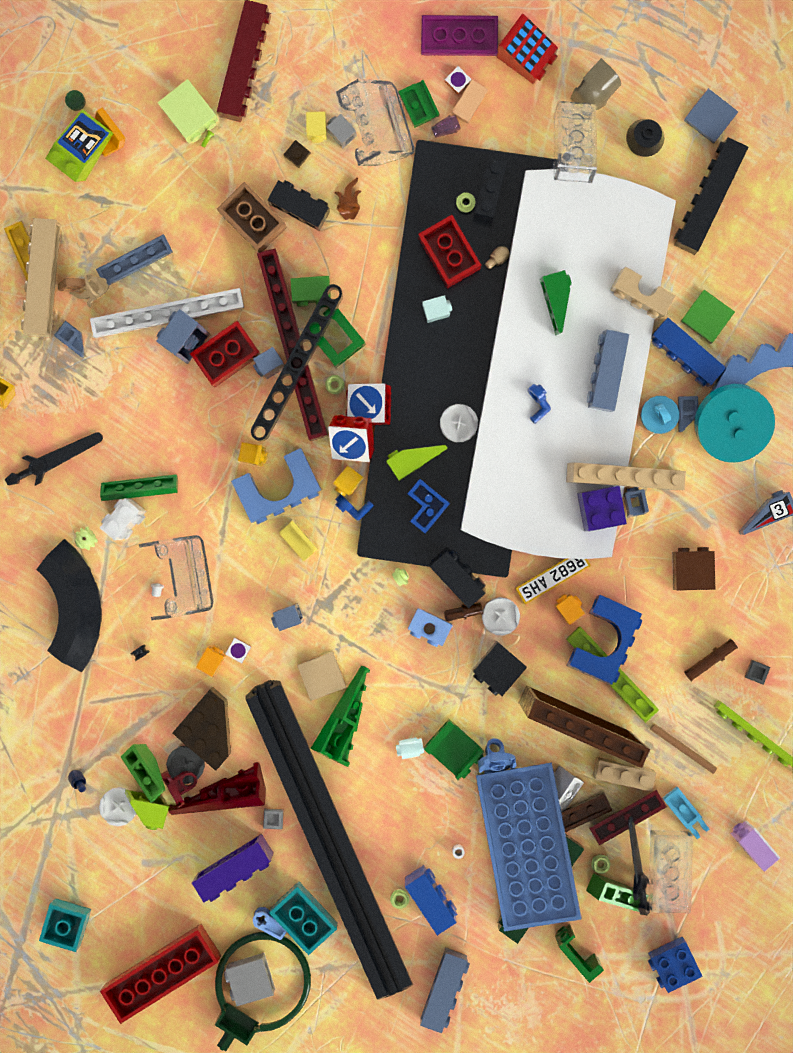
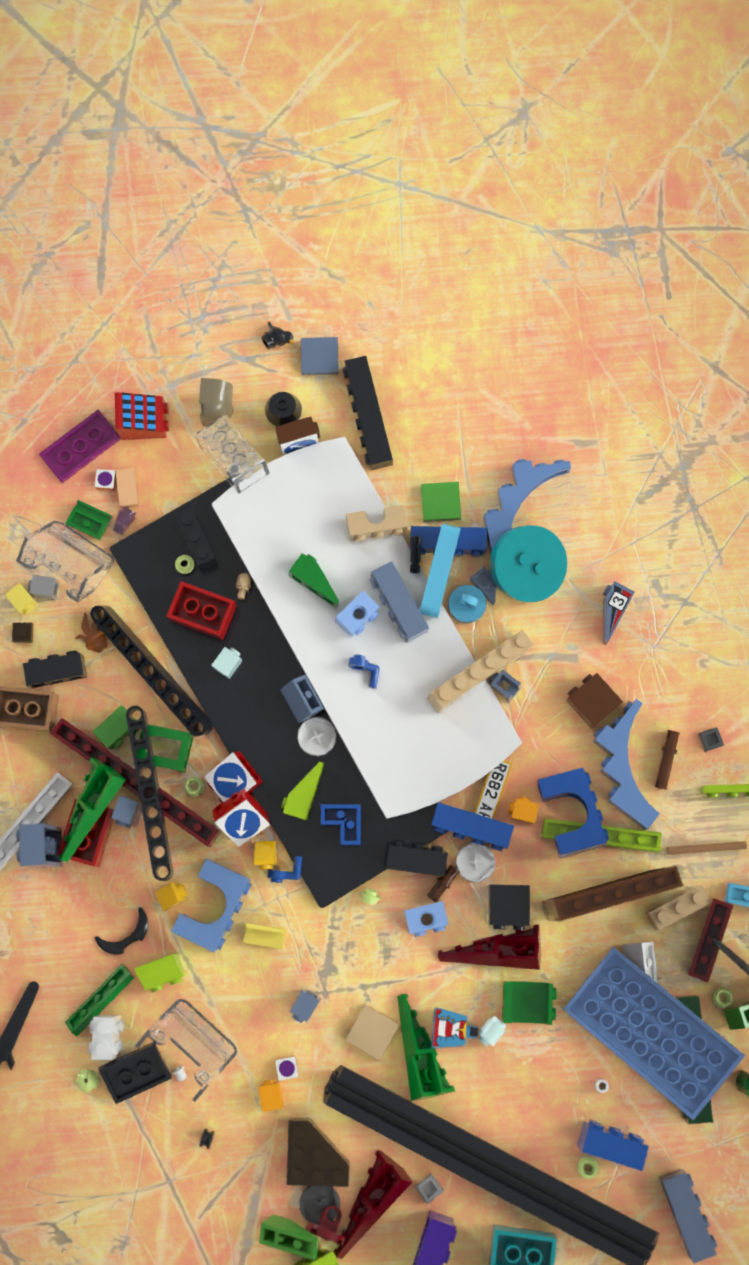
camera: 30 degrees left, 10 degrees down
(77, 605) = (123, 1142): black brick -> none
(124, 562) = (135, 1072): none -> black plate
(200, 504) = (161, 971): none -> lime slope
(205, 462) = (138, 934): none -> black piece
(259, 330) = (99, 790): none -> green wedge
(368, 258) = (159, 672): none -> black beam
(381, 722) = (451, 1029): none -> torso
(471, 385) = (302, 698): none -> sand blue brick
(474, 703) = (513, 950): none -> dark red wedge
(496, 761) = (569, 983): medium blue tile -> none
(520, 587) = (473, 826): none -> blue brick
(578, 349) = (362, 604): none -> light blue brick
(585, 811) = (674, 964): reddish brown plate -> none
(601, 508) = (482, 710): dark purple brick -> none
(639, 169) = (297, 435): none -> reddish brown piece
(652, 343) = (415, 556): none -> black axle
(661, 372) = (440, 570): none -> medium azure beam
(682, 614) = (627, 796): none -> medium blue arch
(689, 71) = (276, 336): none -> black animal

